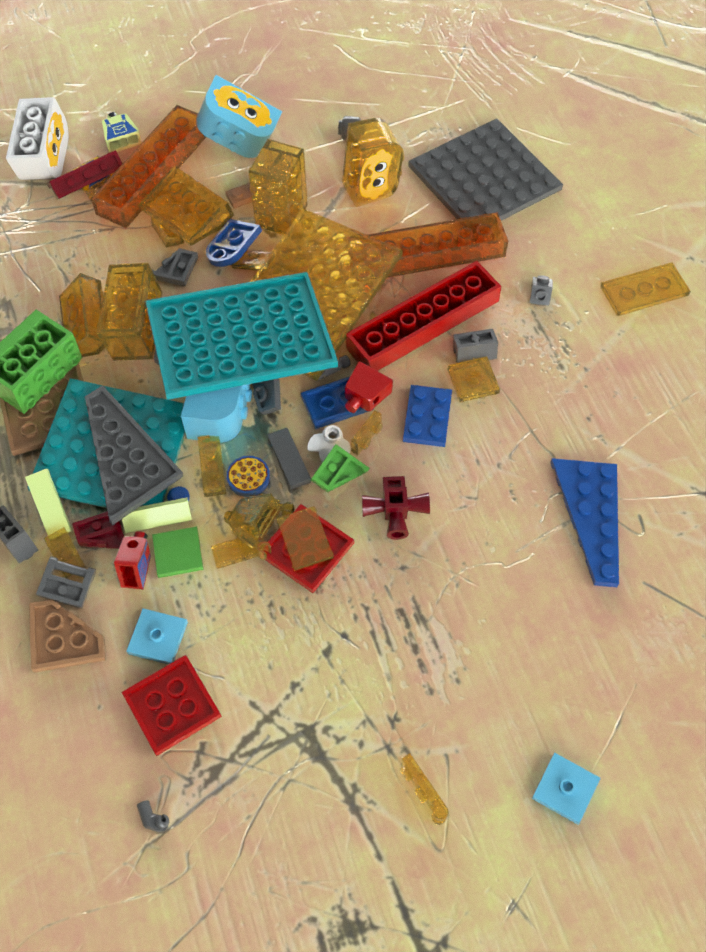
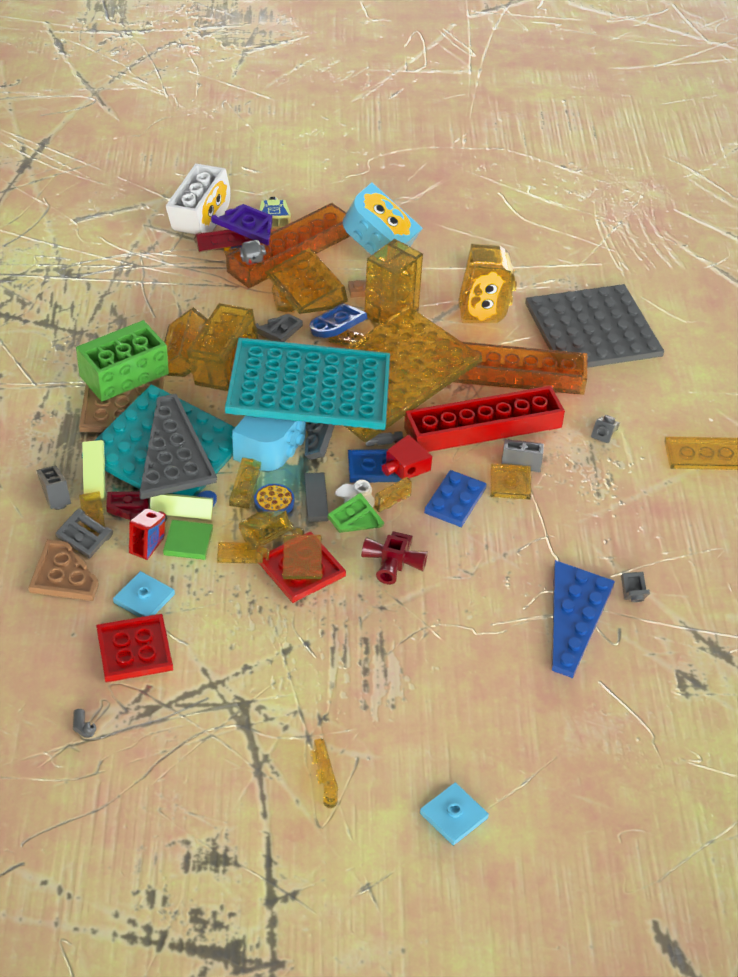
camera: 15 degrees right, 15 degrees down
(98, 153) = (247, 222): none -> dark purple wing
(119, 189) = (252, 252): none -> dark grey head
(638, 465) = (634, 586): none -> dark grey bracket

